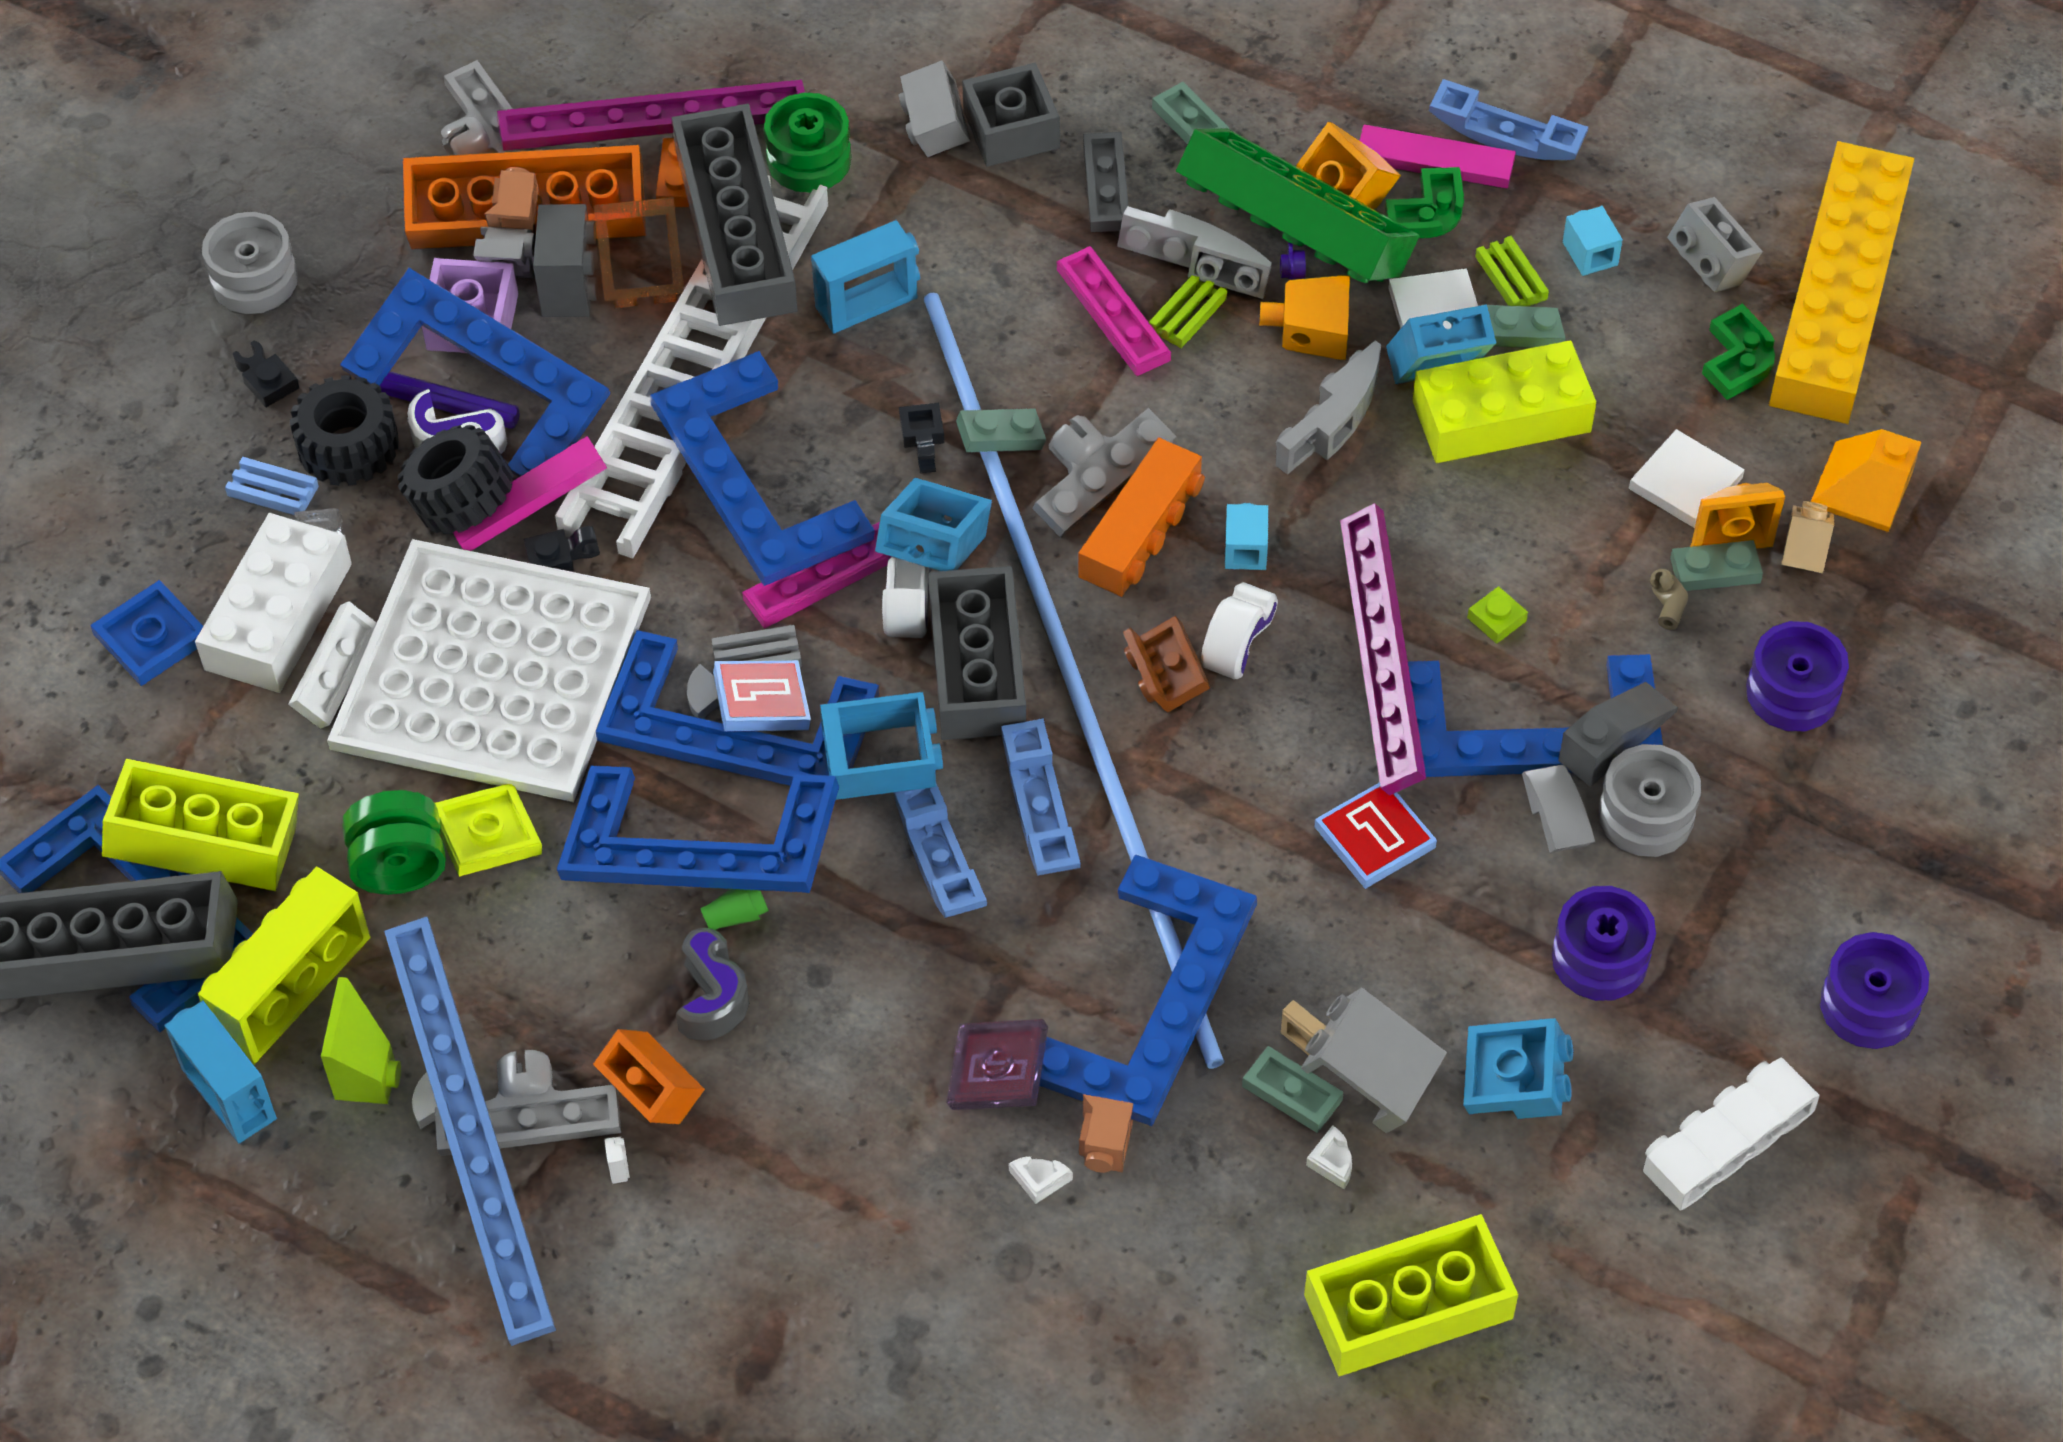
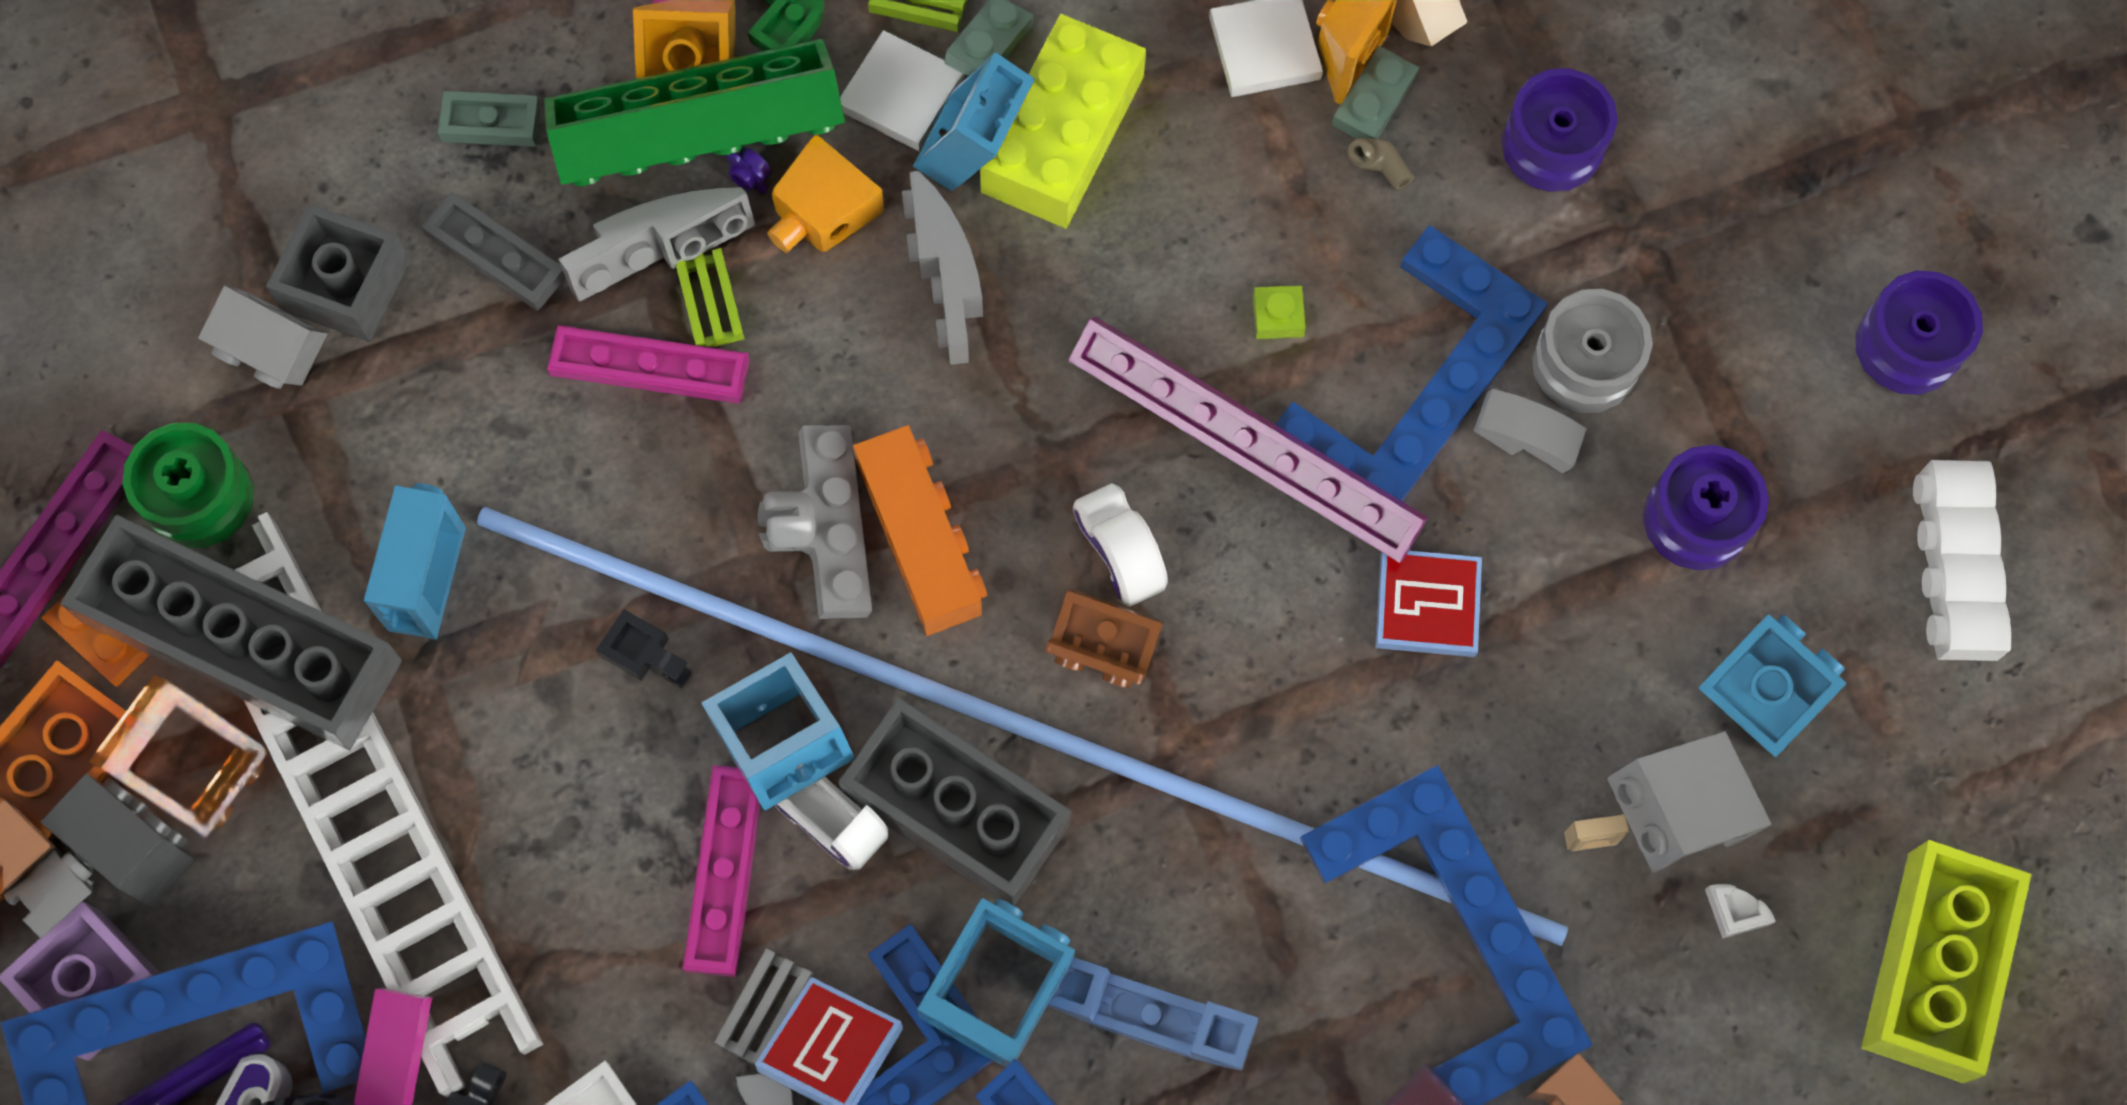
camera: 55 degrees left, 15 degrees up
(772, 552) = (431, 868): blue plate -> none
(1000, 430) = (705, 577): sand green plate -> none
(1038, 797) = (1164, 875): medium blue slope -> none
(1246, 536) = (1020, 454): medium azure brick -> none
(1292, 1090) = (1641, 895): sand green plate -> none
(1611, 729) = (1504, 321): dark grey slope -> none

